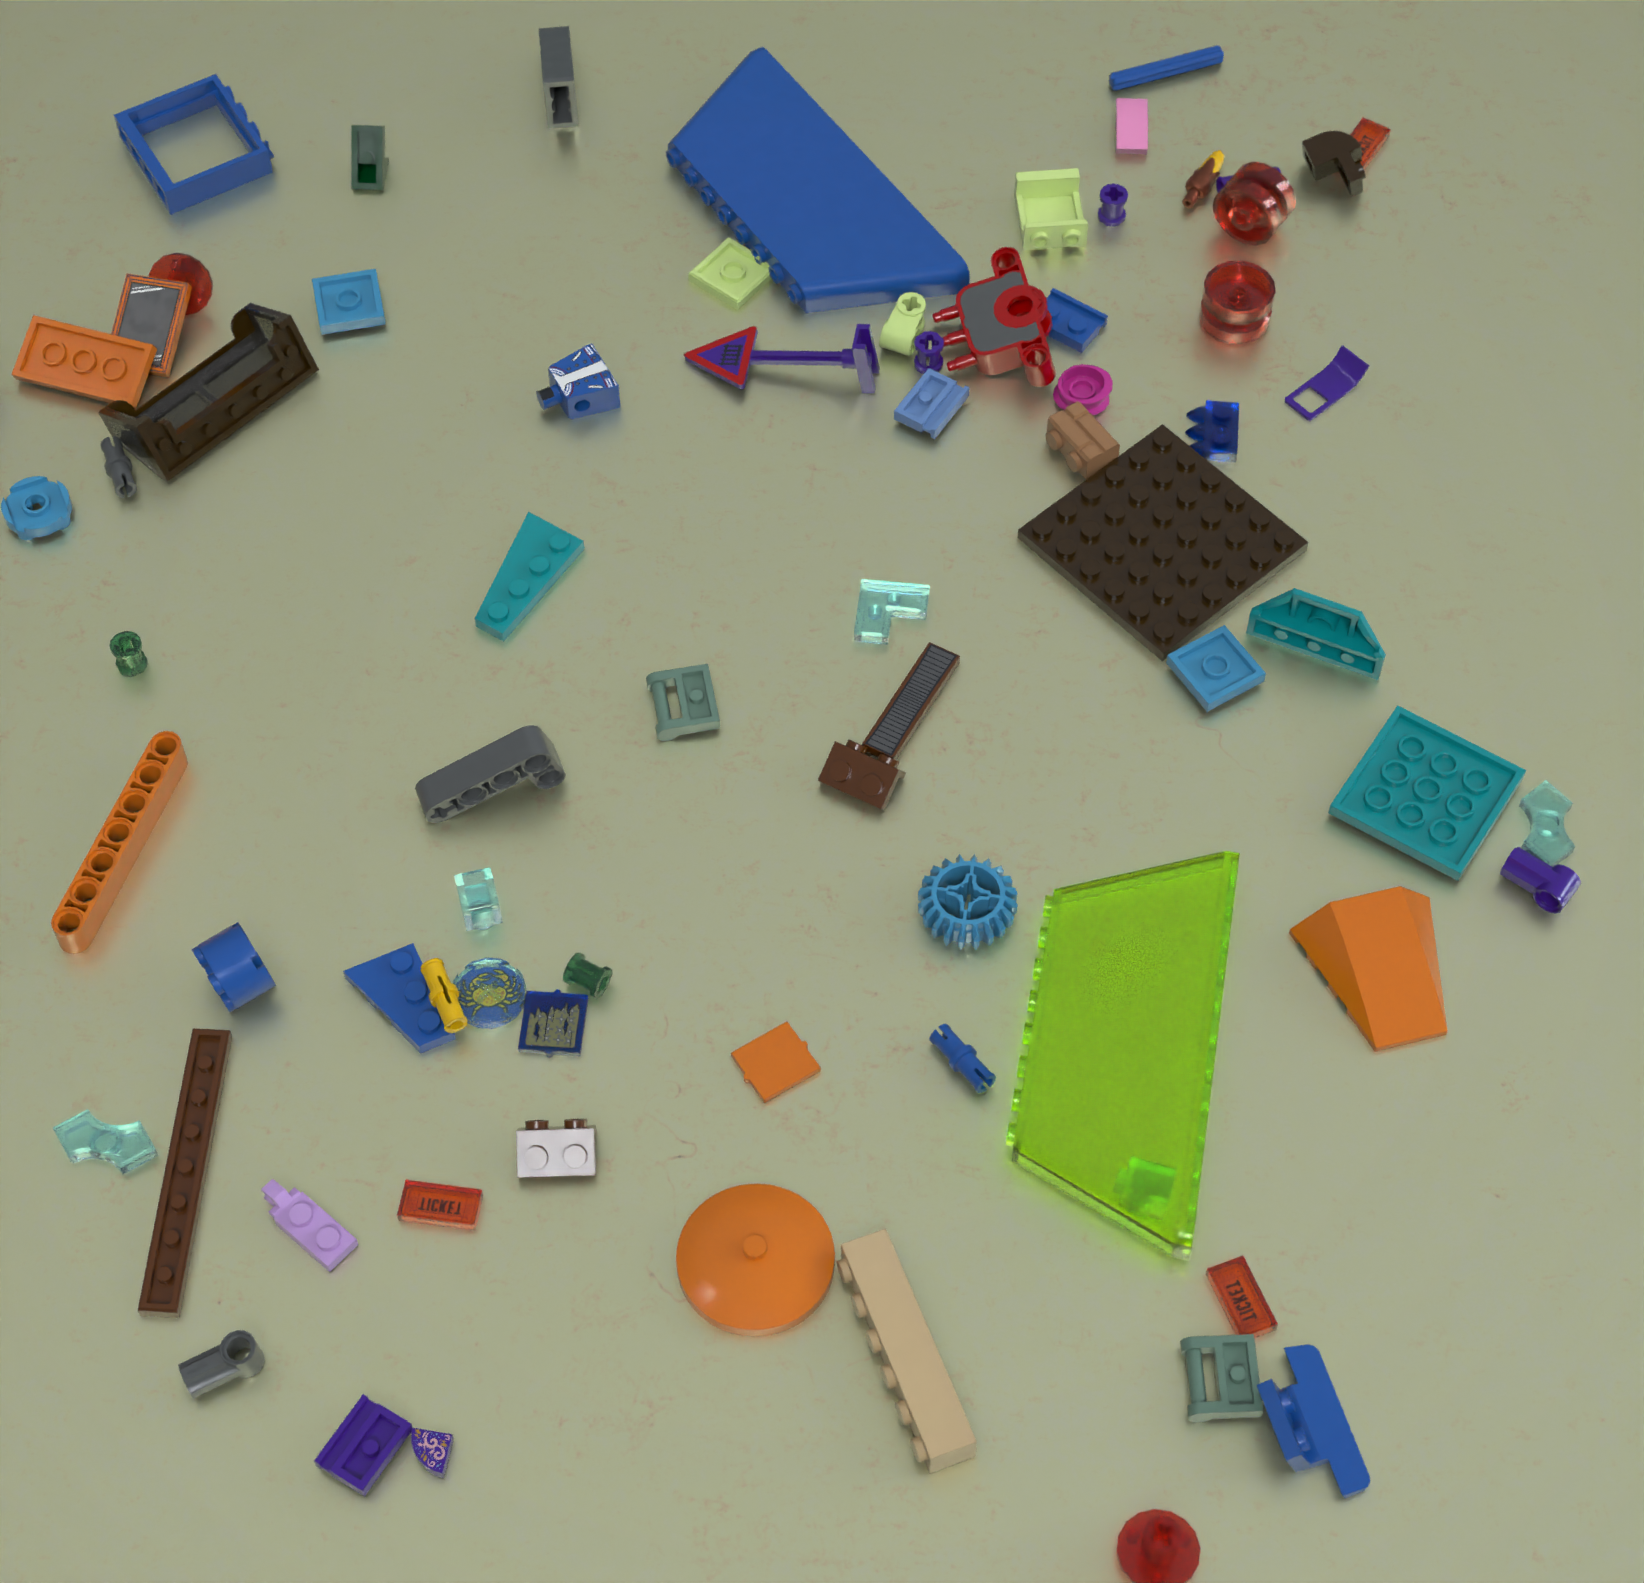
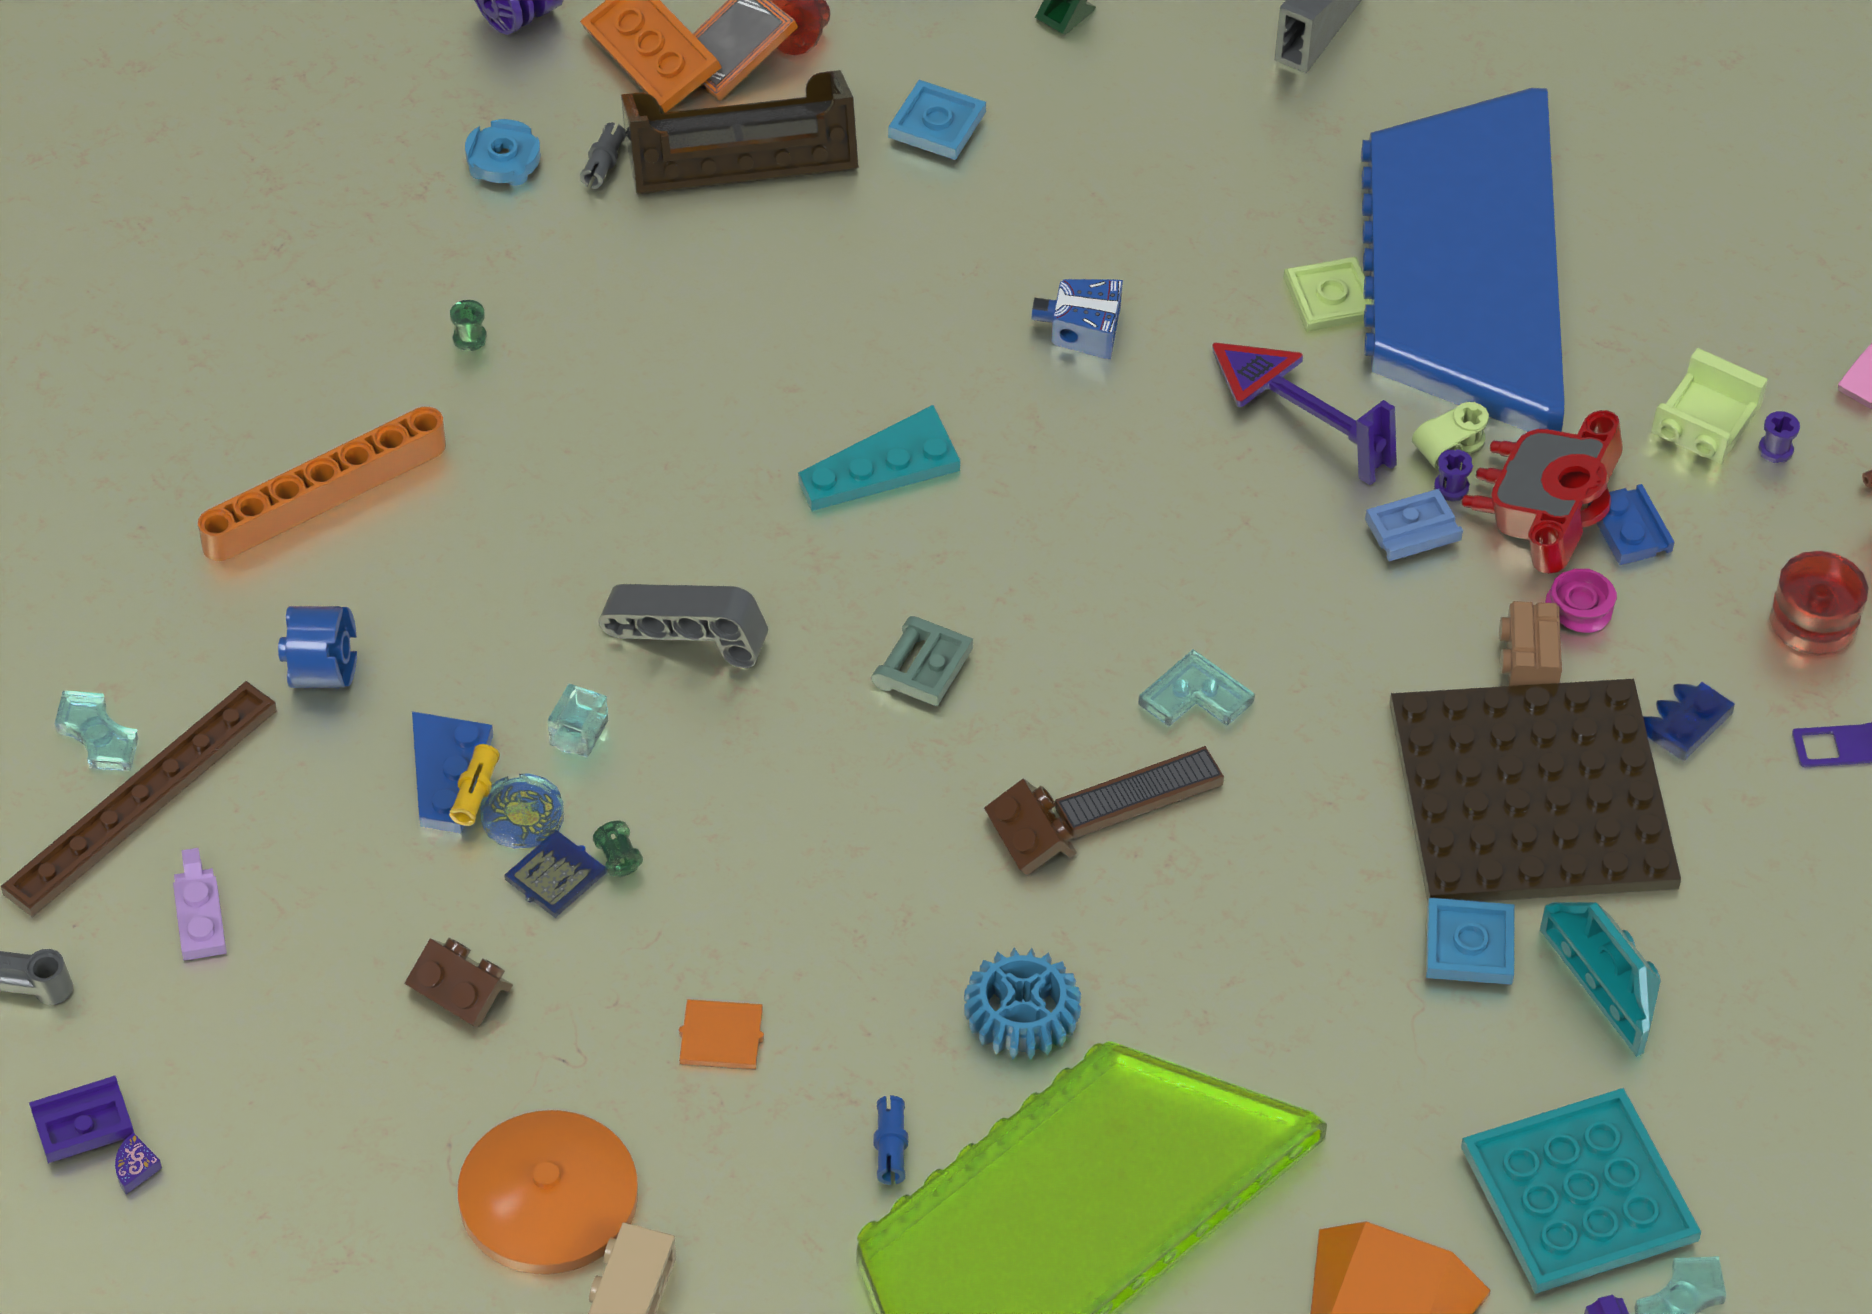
camera: 35 degrees right, 5 degrees down
(440, 1205) = (321, 964): clear red tile -> none

